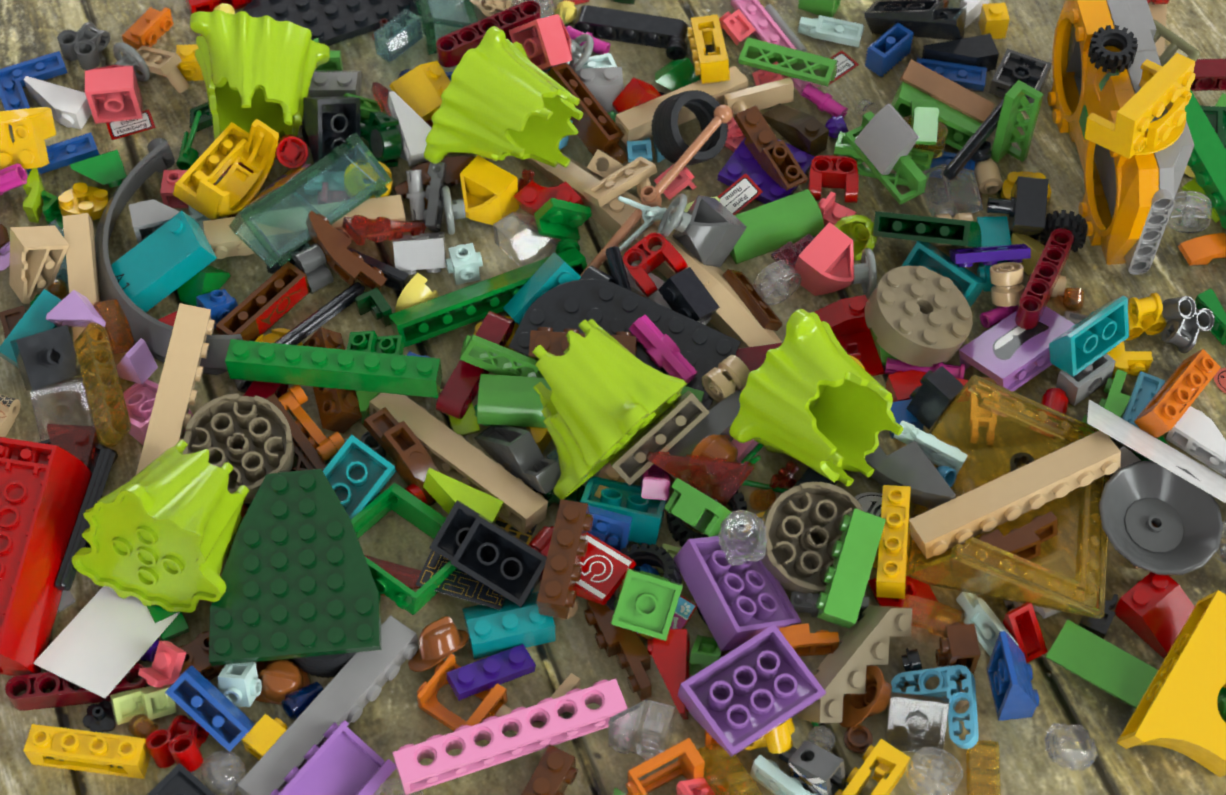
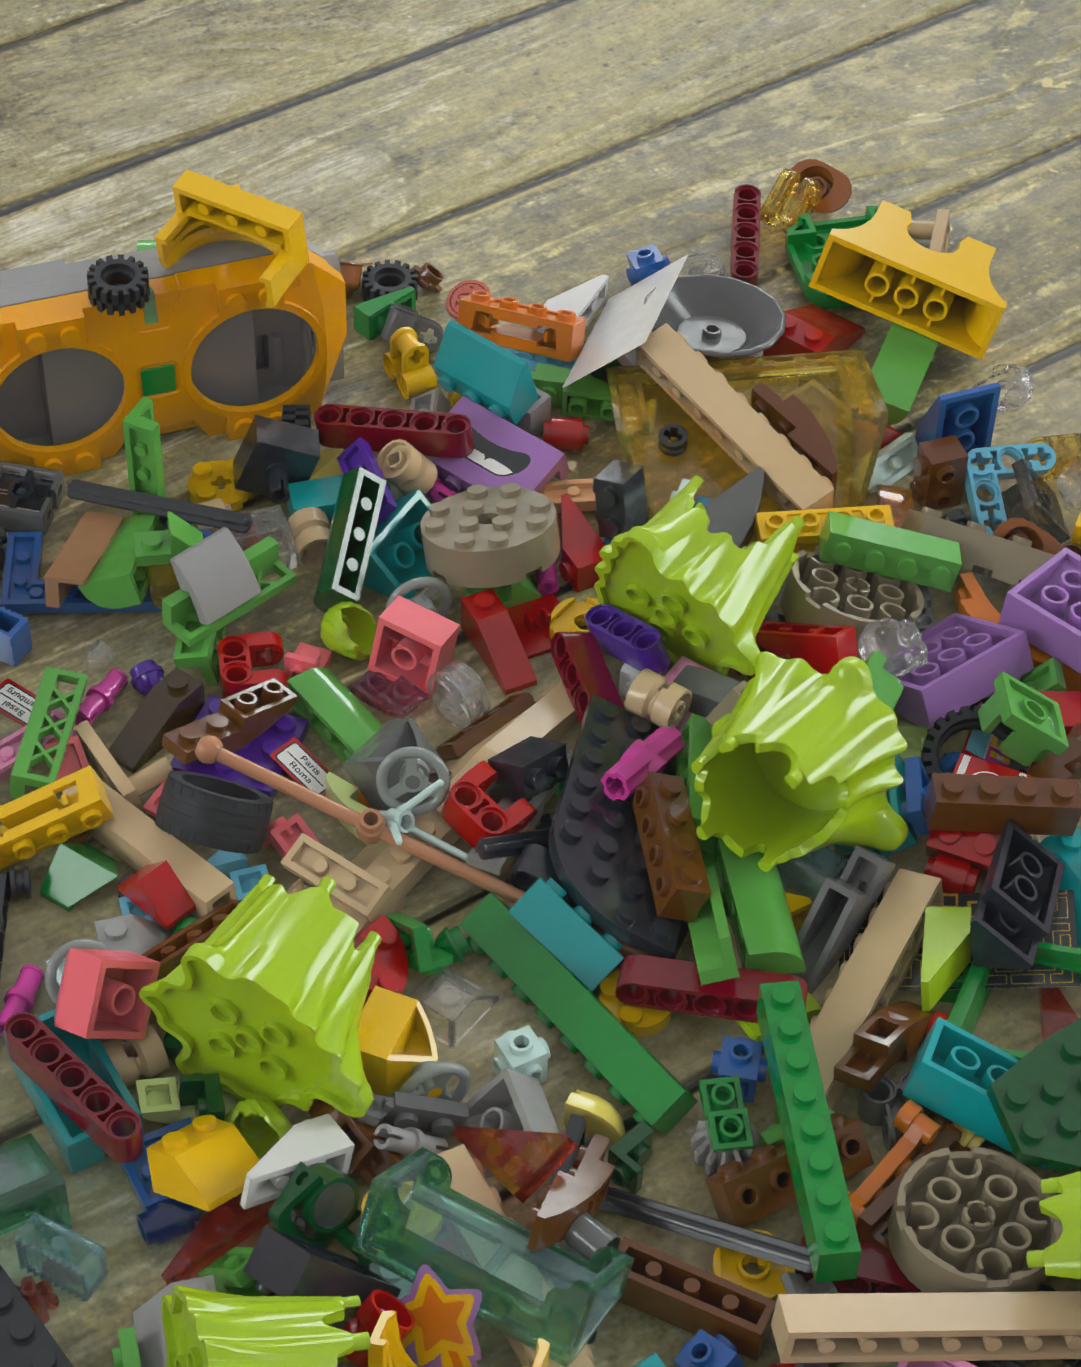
camera: 105 degrees left, 10 degrees down
(767, 488) = (815, 643): none -> red slope

